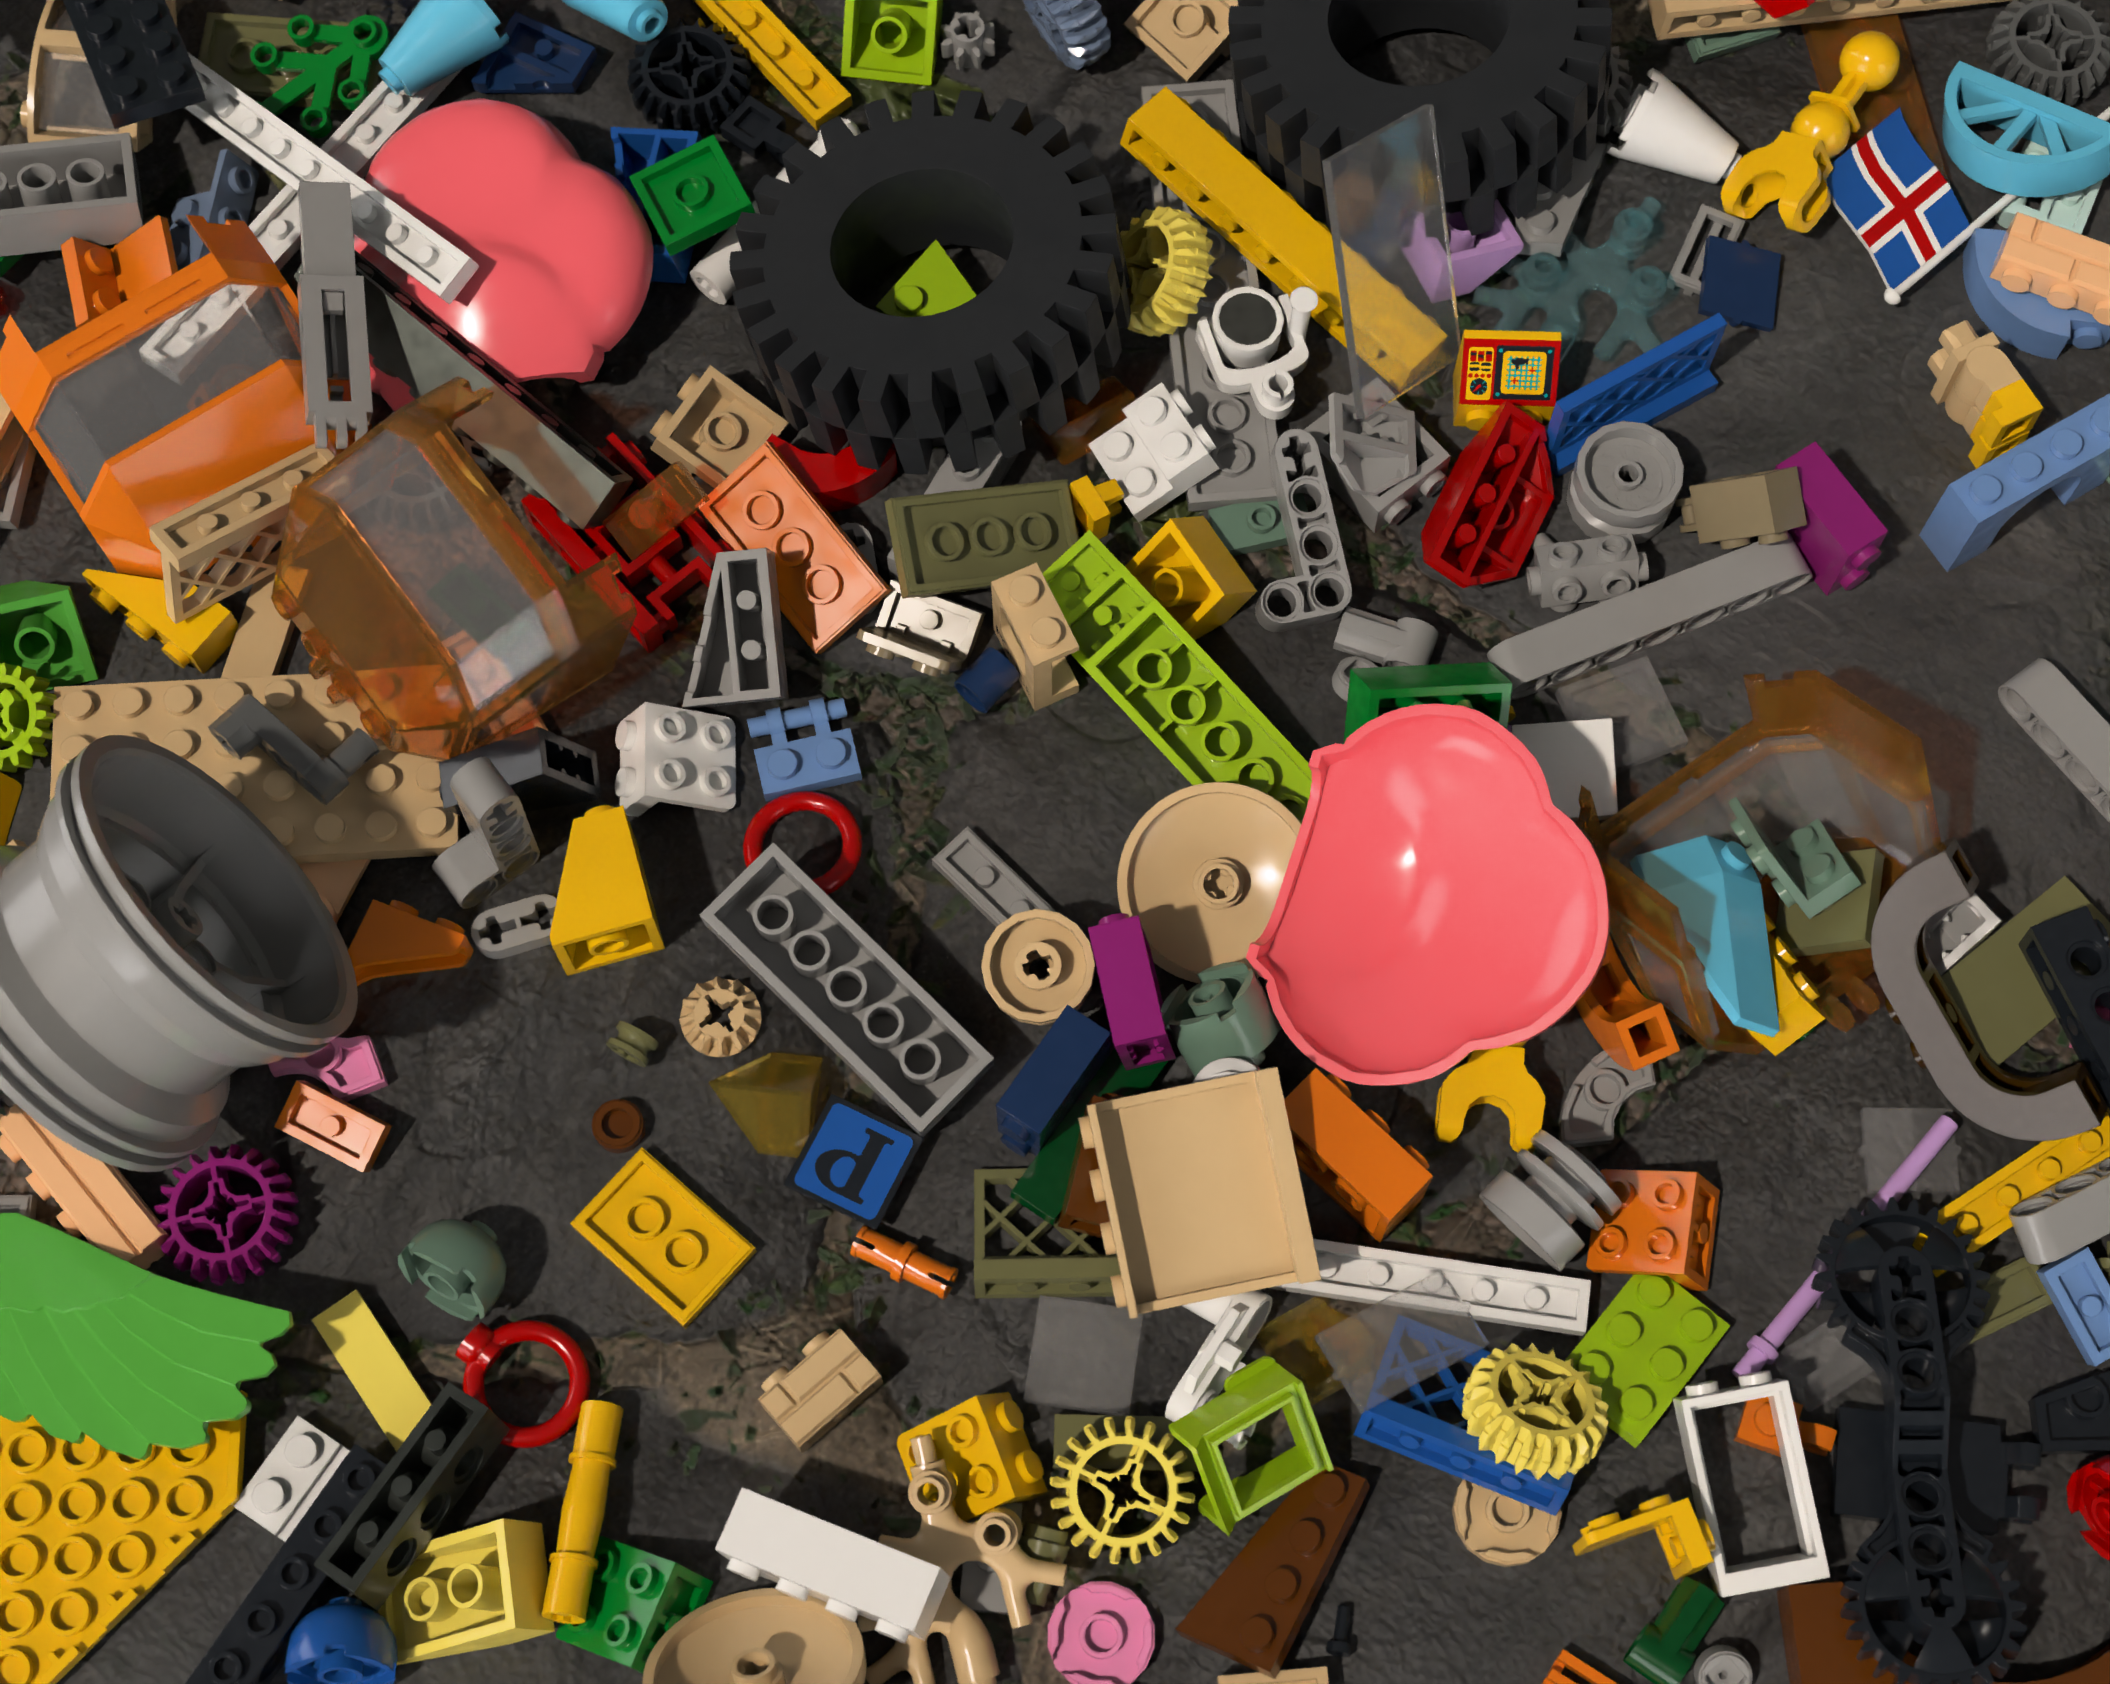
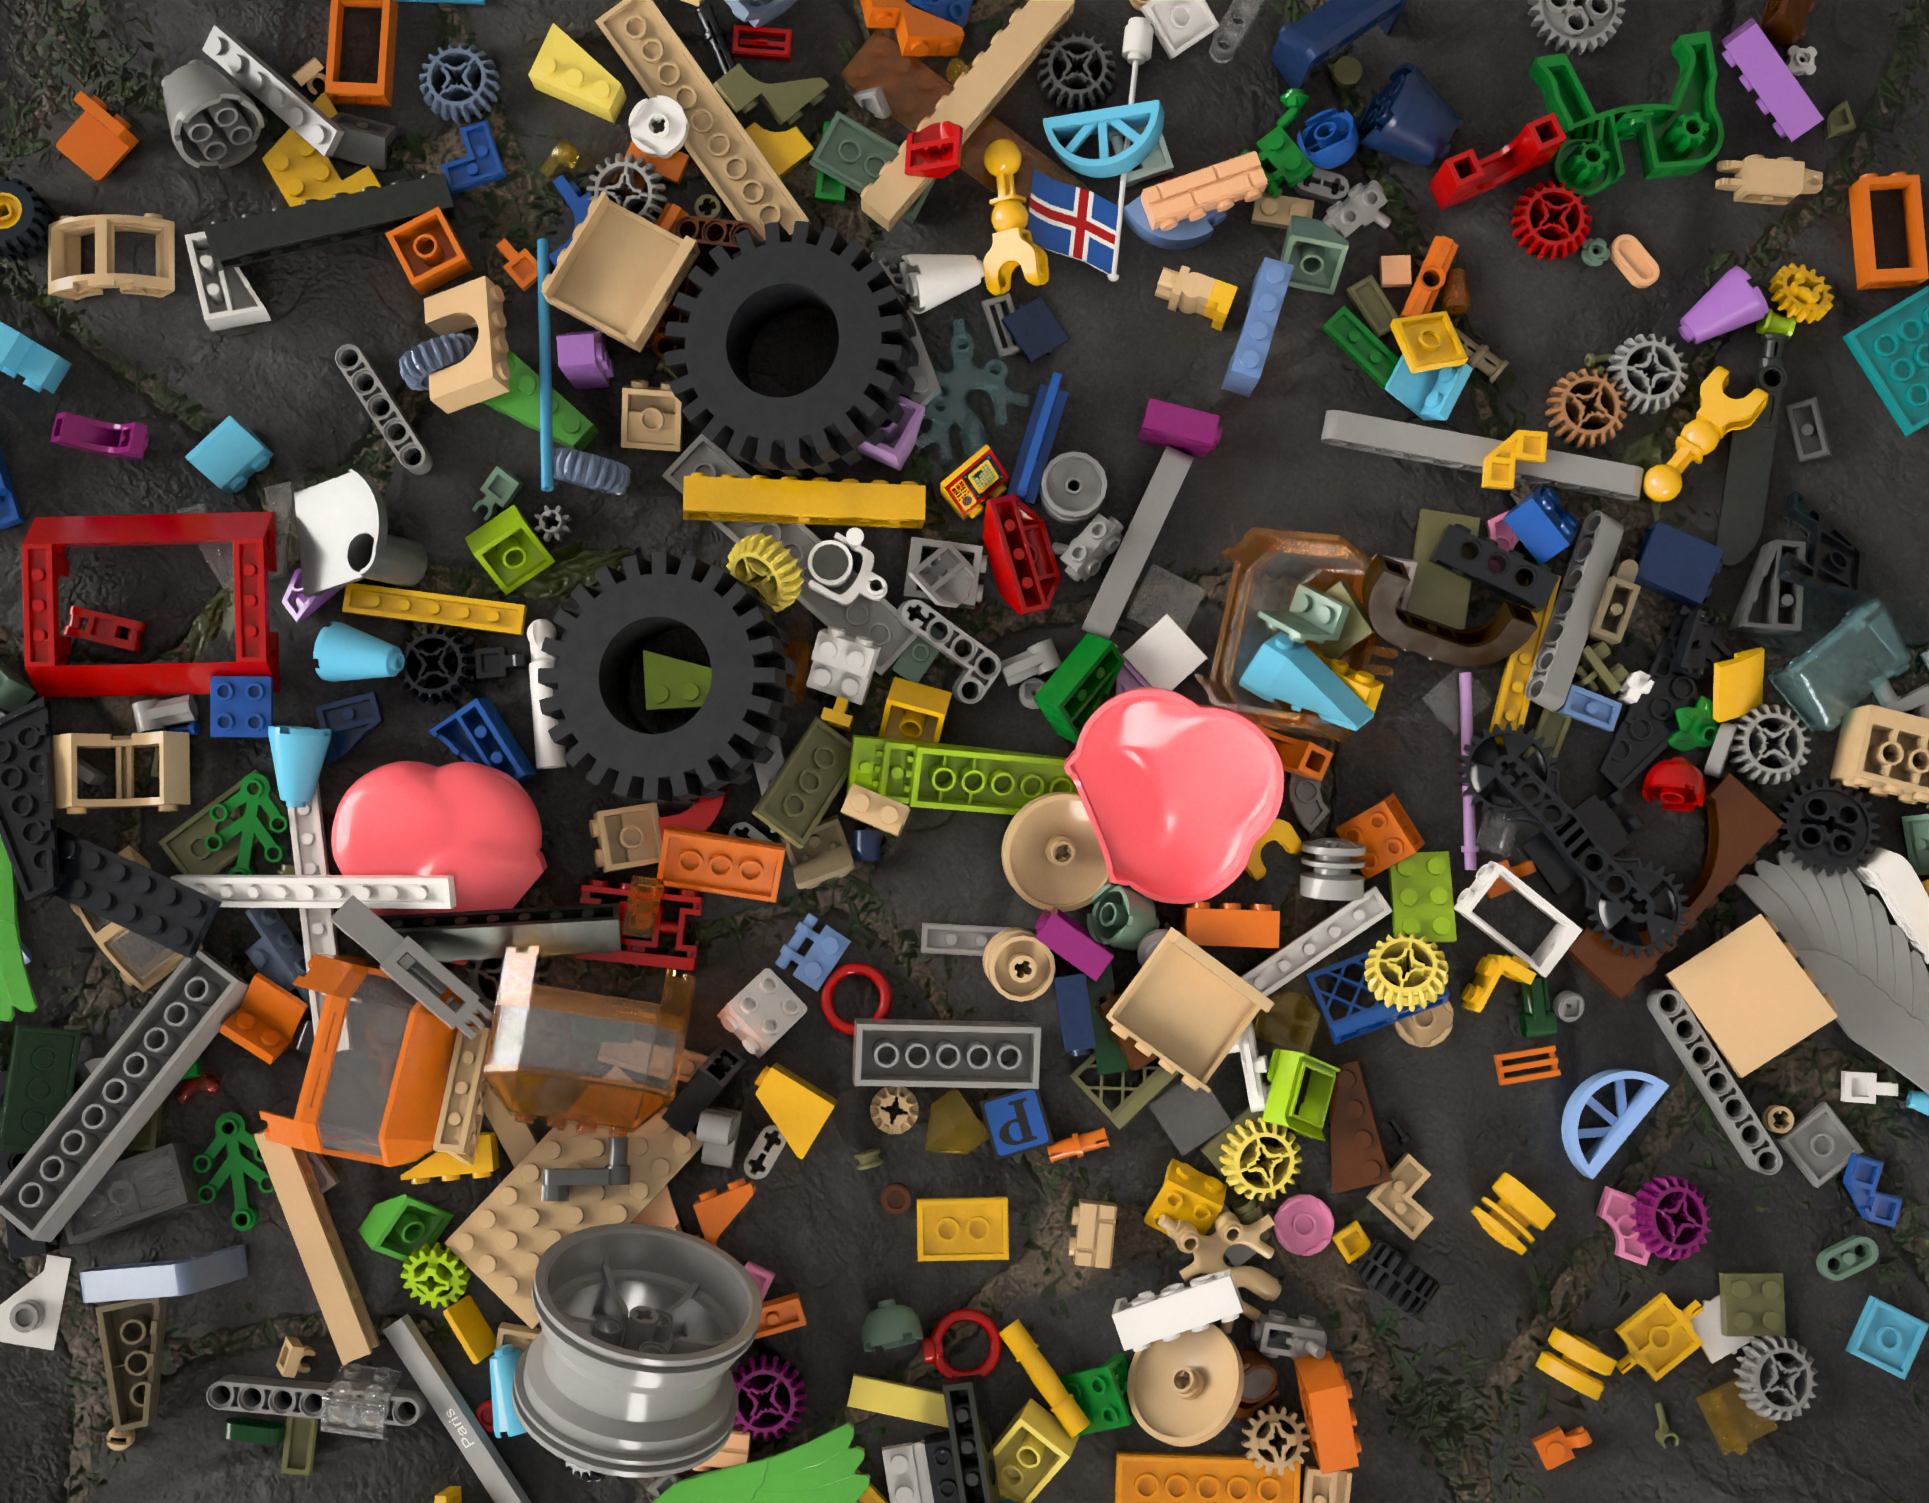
camera: 50 degrees left, 15 degrees up
(691, 195) = (509, 738): green tile -> none
(741, 634) = (741, 931): light grey wedge -> none
(1392, 259) = (885, 485): clear piece -> none
(1401, 1341) = (1323, 990): clear piece -> none
(1744, 507) = (1141, 456): dark tan brick -> none

